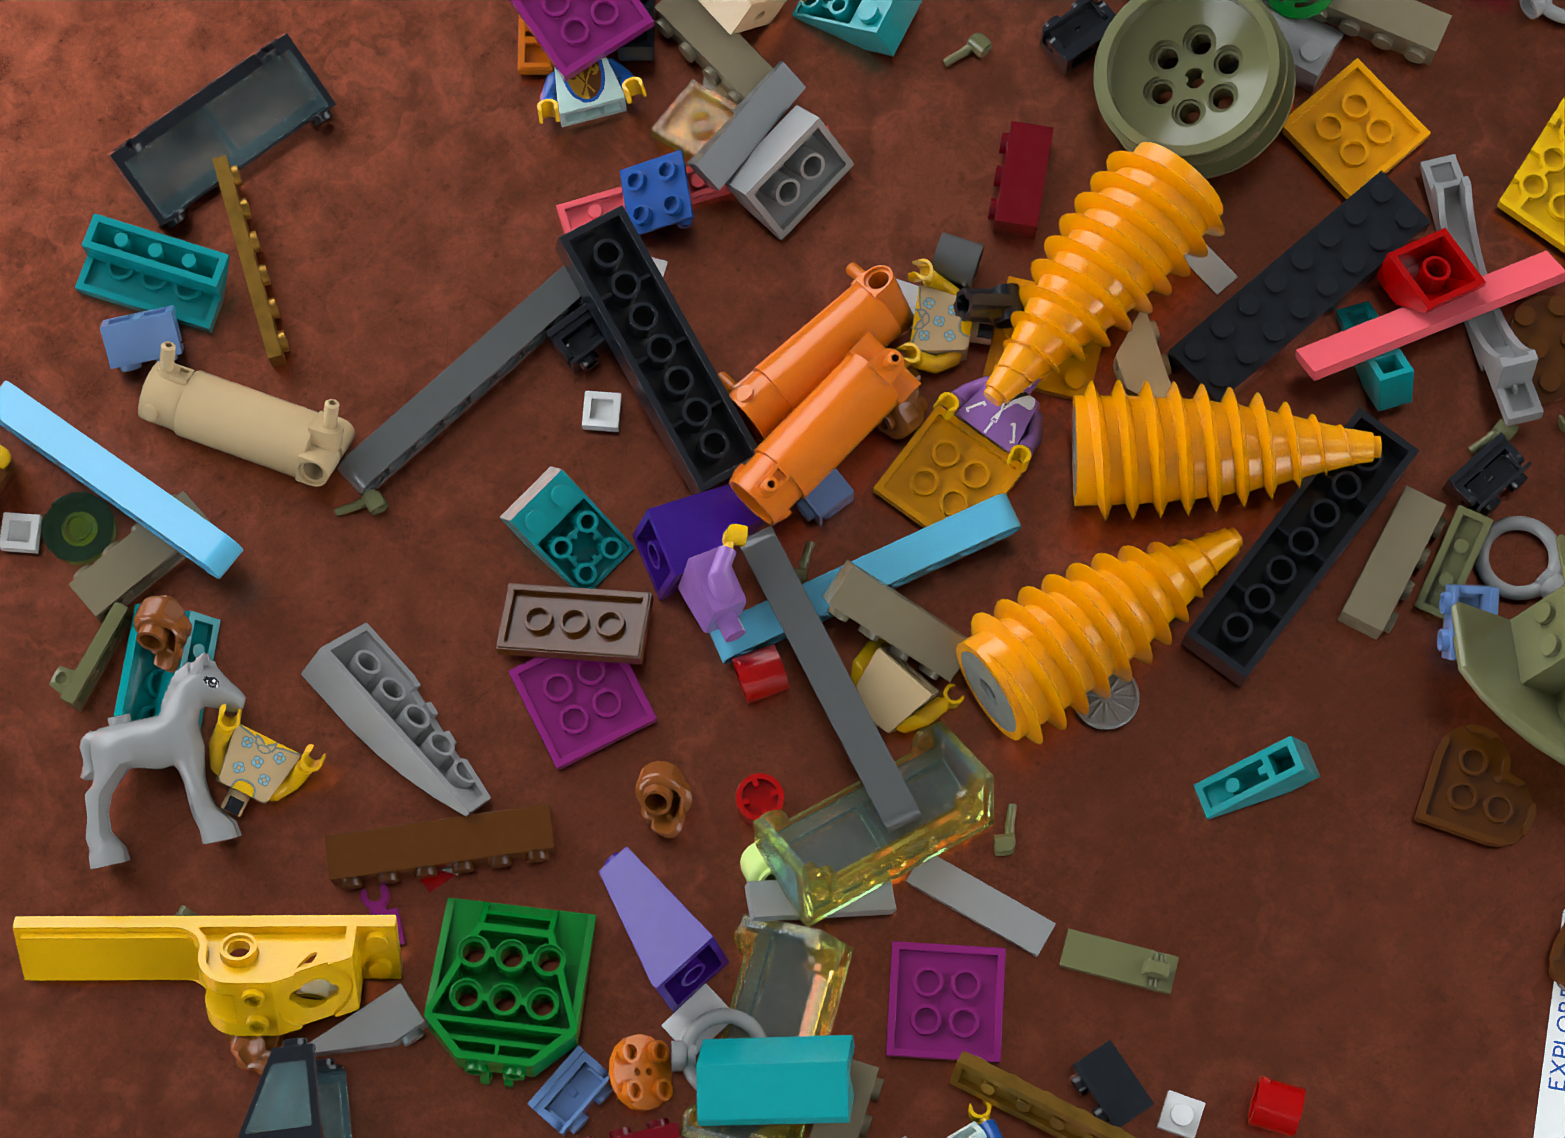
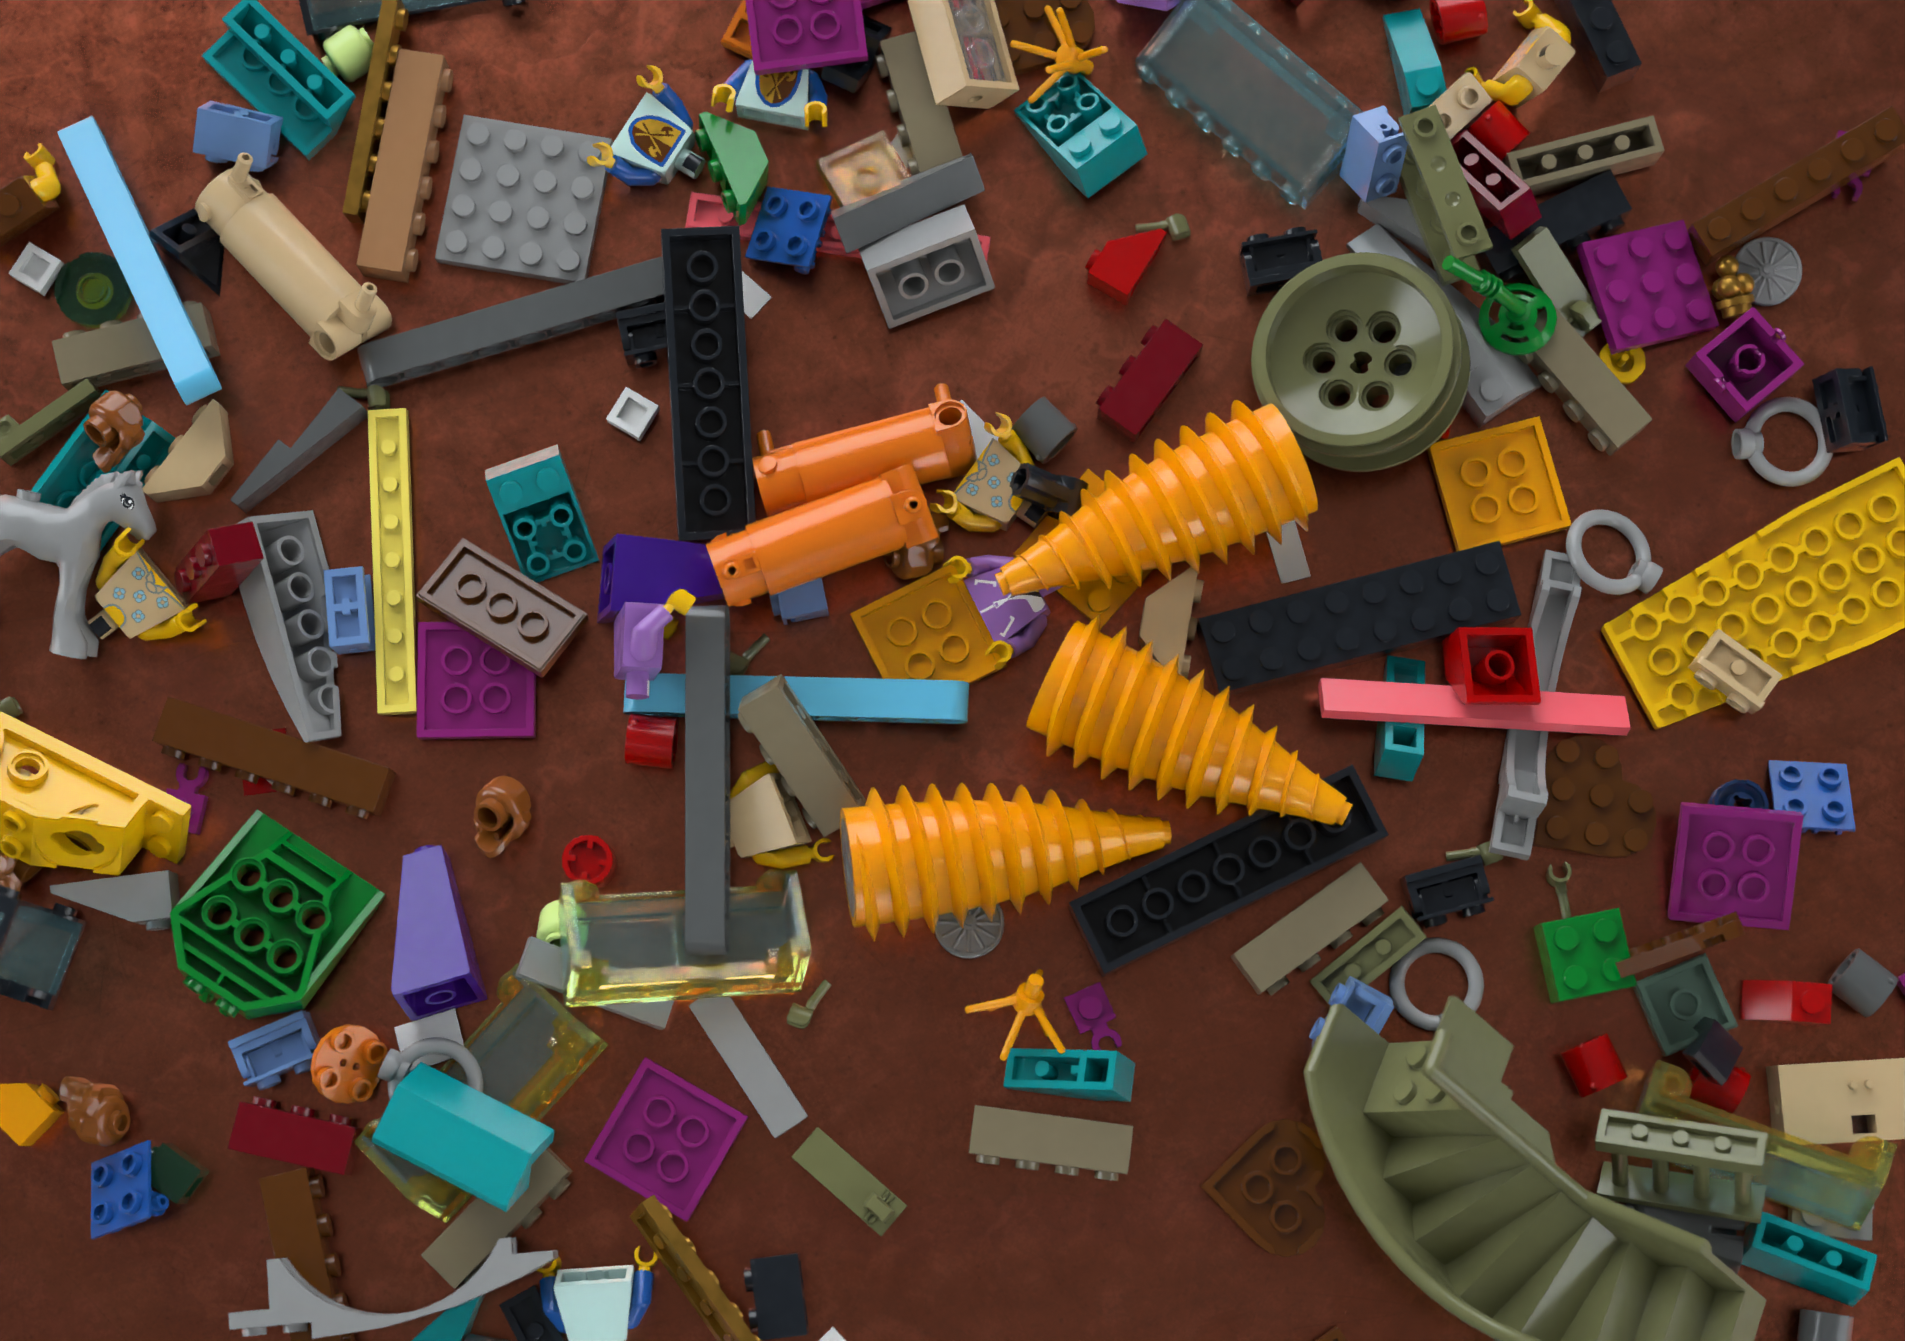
camera: 25 degrees right, 5 degrees up
(150, 450) = (193, 247): none -> black slope
(204, 224) = (348, 53): none -> yellowish green head
(243, 627) = (194, 460): none -> tan slope
(298, 297) = (404, 166): none -> medium nougat brick
(314, 698) = (218, 562): none -> dark red brick
(321, 590) = (282, 462): none -> dark grey slope
(415, 279) = (522, 201): none -> light grey plate
(445, 688) = (349, 610): none -> medium blue hinge
(459, 632) = (393, 561): none -> light yellow plate
(502, 175) = (653, 140): none -> torso
(581, 161) = (735, 162): none -> slope
(951, 95) = (1124, 263): none -> red slope
(1194, 733) = (1027, 1003): none -> light orange plant
(1247, 720) = (1092, 1012): none -> magenta plate
(1271, 842) = (1050, 1140): none -> dark tan brick
(1508, 144) = (1643, 573): none -> light grey piece

